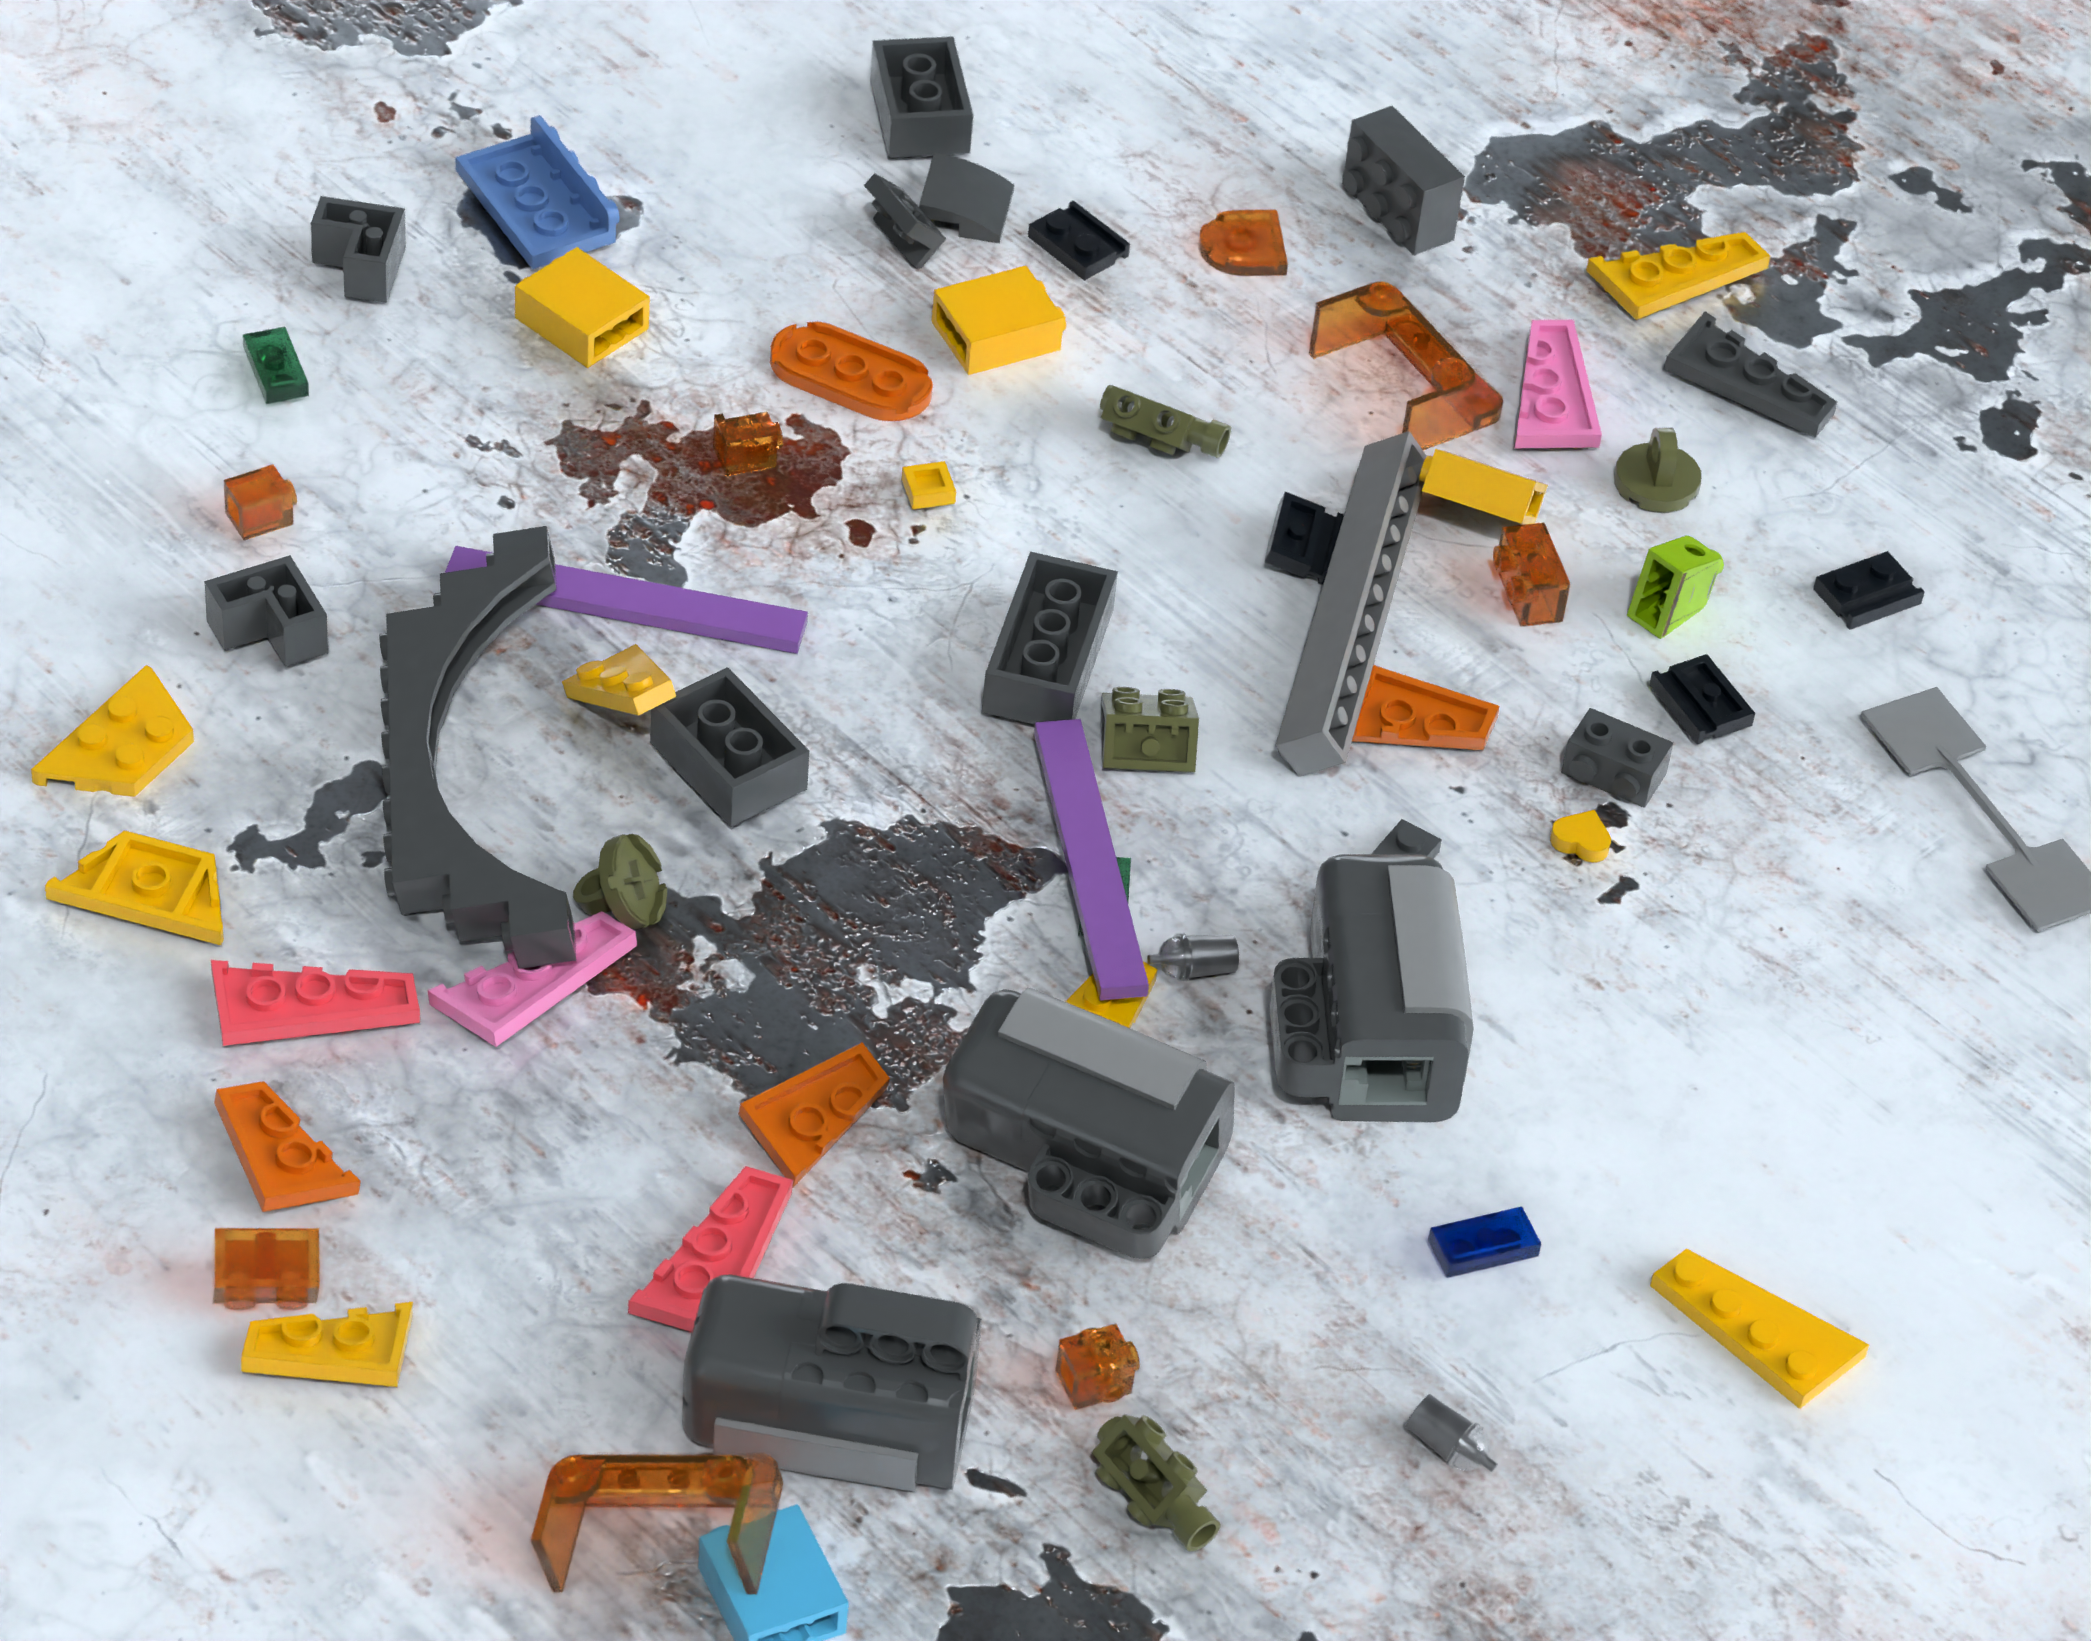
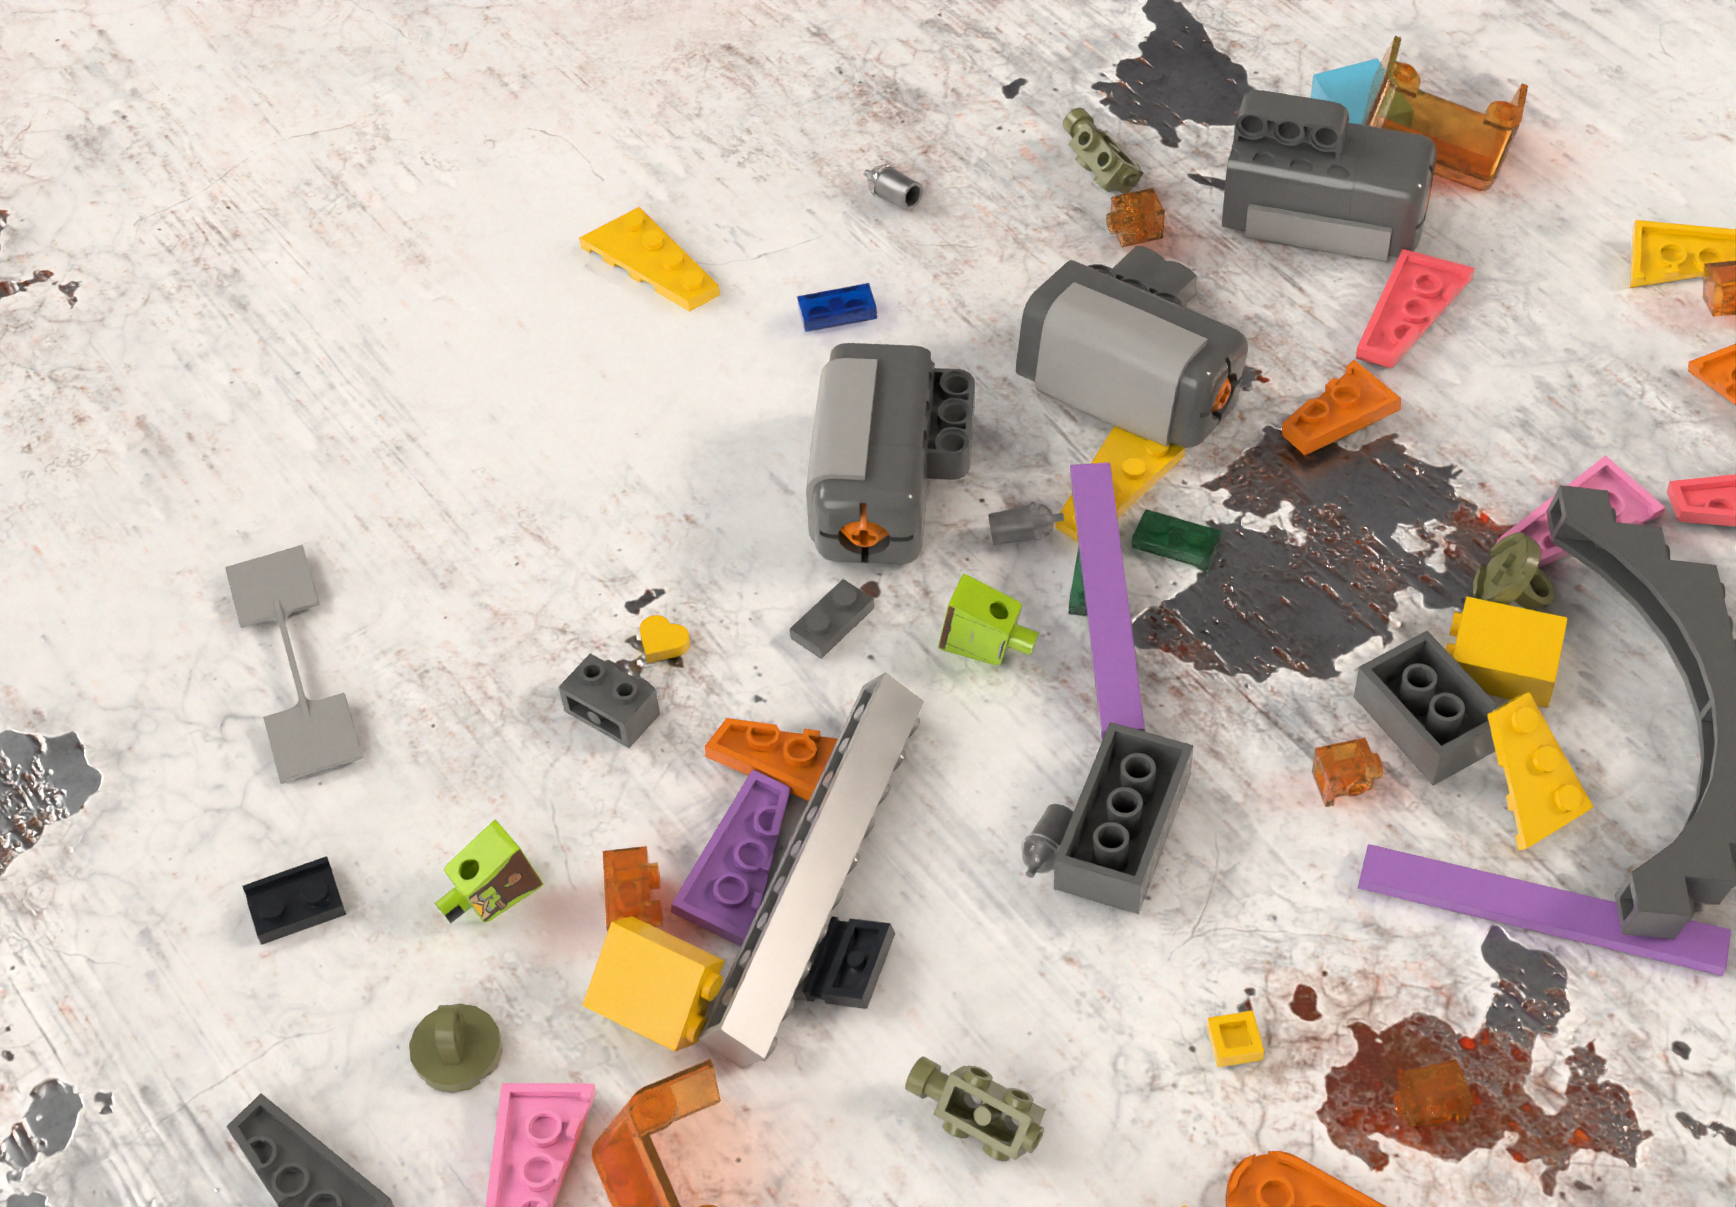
camera: 165 degrees left, 5 degrees up
(642, 803) = (1508, 648): none -> yellow brick
(820, 703) = (1345, 769): none -> clear orange brick
(1011, 957) = (1176, 539): none -> clear green plate
(1065, 1279) = (1155, 270): none -> dark grey brick
(1125, 634) = (1044, 841): none -> piece
(1149, 730) = (1034, 750): olive bracket -> none
(1224, 823) = (984, 624): none -> lime torso
(1438, 614) = (736, 863): none -> medium lavender wing
(1702, 699) = (508, 767): black plate -> none

